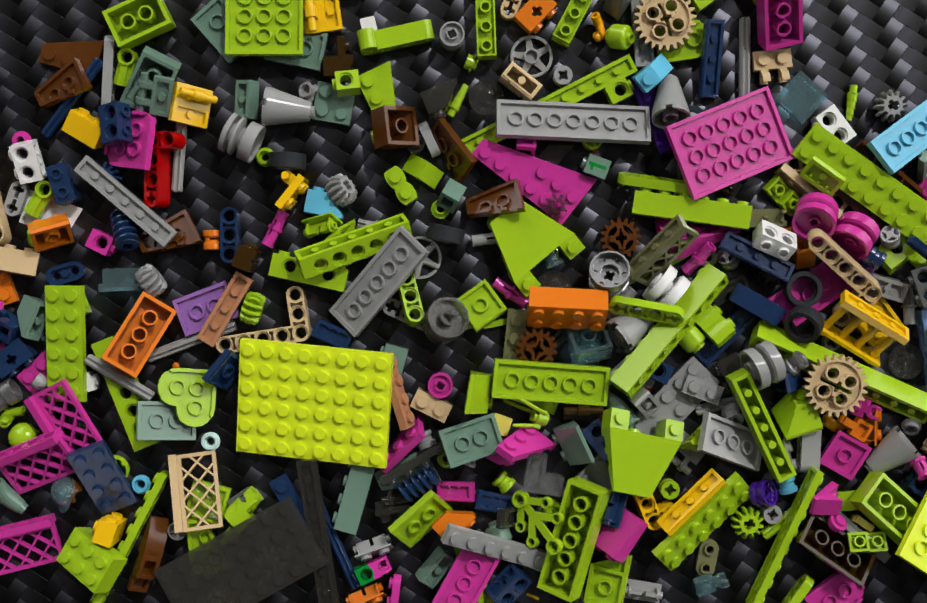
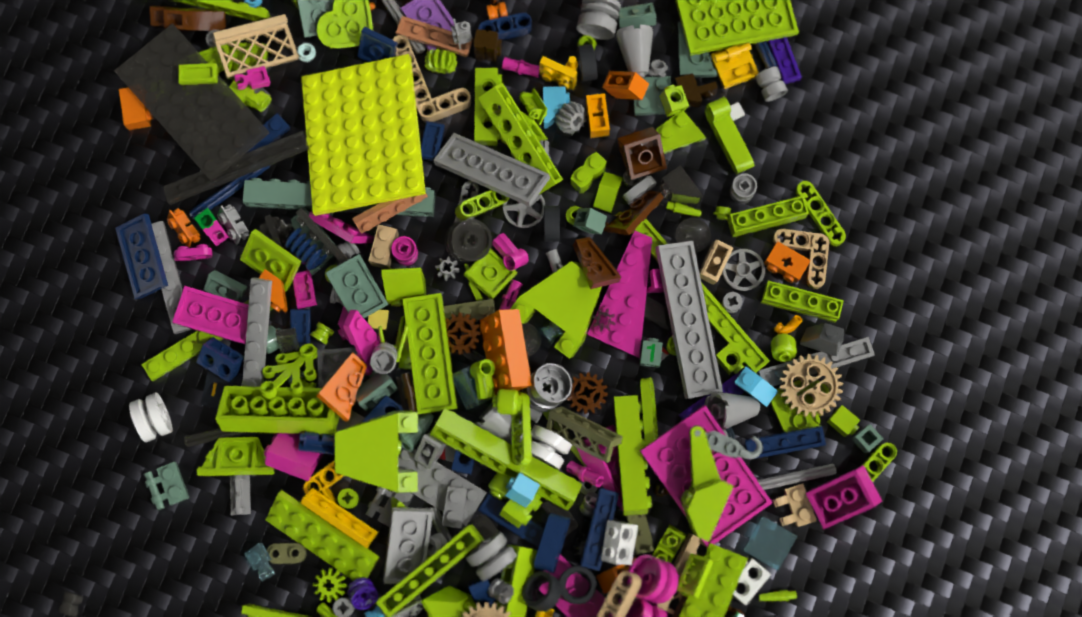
camera: 80 degrees right, 10 degrees down
(214, 555) = (198, 73): none -> lime tile
(229, 497) = (255, 78): none -> dark pink plate
(232, 281) = (461, 33): none -> light grey hinge
(320, 127) = (625, 85): none -> orange brick
(344, 163) = (597, 115): none -> light orange brick
(468, 280) = (512, 257): none -> dark pink piece
(468, 342) = (445, 273): none -> light grey gear
(547, 428) = (384, 358): none -> light grey wheel
(570, 475) = (342, 387): none -> orange wing
(590, 336) = (483, 379): none -> lime piece
(619, 317) = (507, 401): none -> lime head
(704, 322) = (521, 489): none -> medium azure brick
(750, 143) = (708, 492): none -> lime slope

